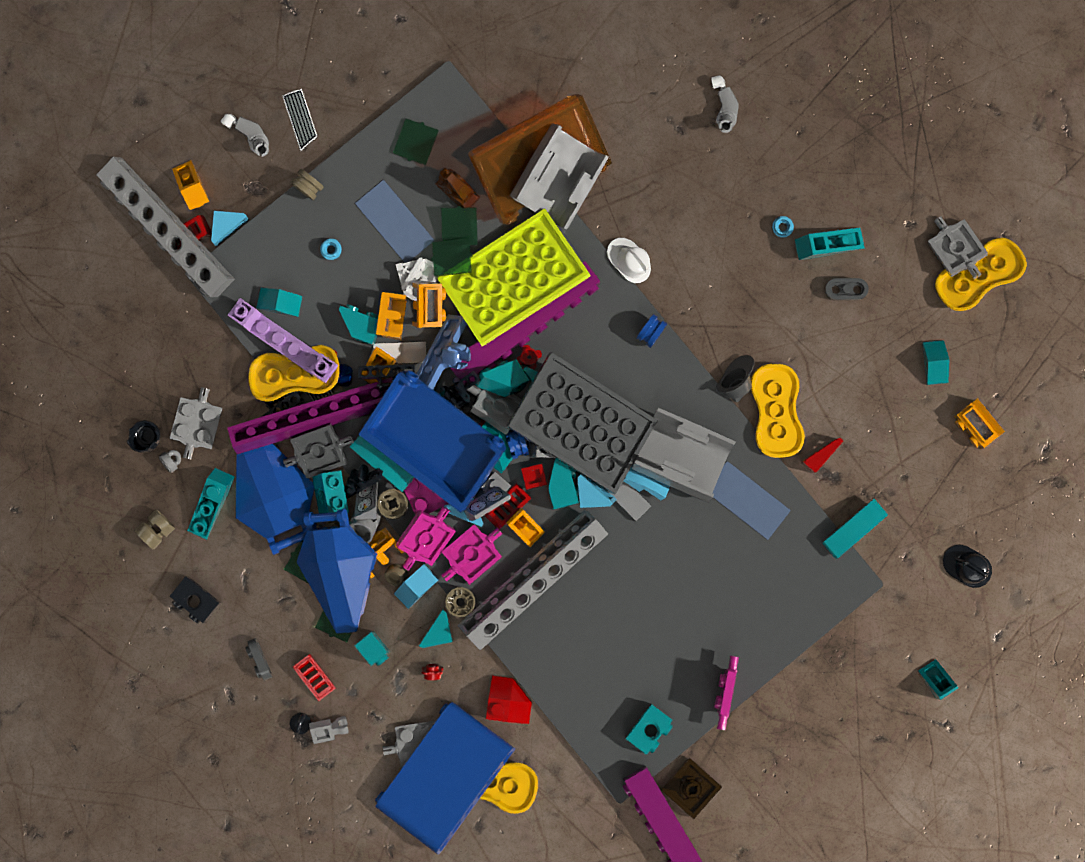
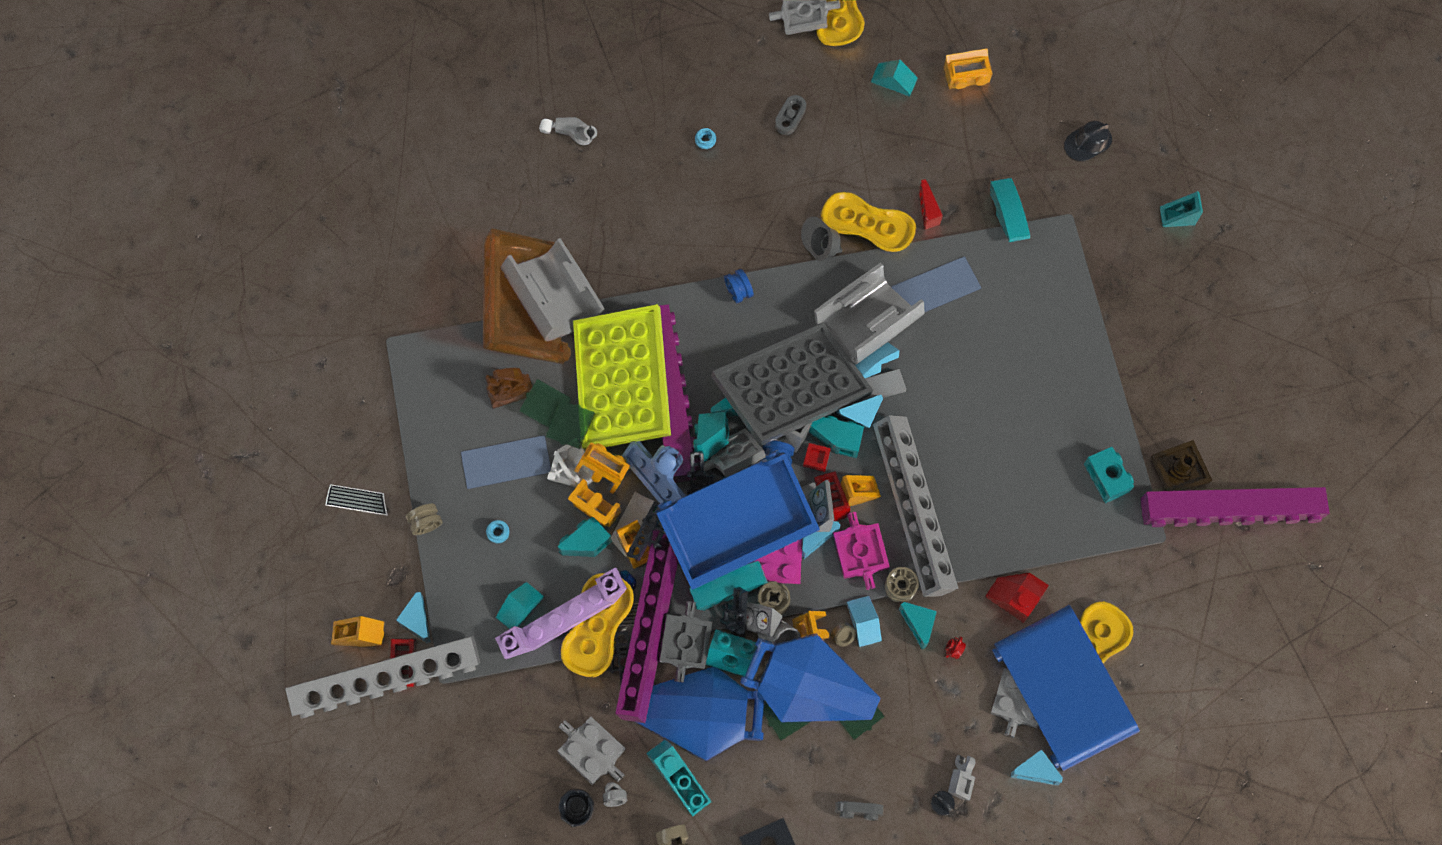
camera: 65 degrees left, 15 degrees down
(256, 138) = (347, 547): light grey arm -> none
(310, 659) = (884, 770): slope -> none
(366, 786) = (1038, 769): none -> medium azure slope
(373, 649) = (906, 689): teal brick -> none
(416, 141) = (443, 404): clear green piece -> none
(425, 537) = (823, 582): dark pink plate -> none
(535, 354) = (701, 399): red plate -> none
(629, 260) = (662, 276): white piece -> none
(723, 701) = (1109, 386): dark pink plate -> none
(829, 243) = (741, 109): teal slope -> none

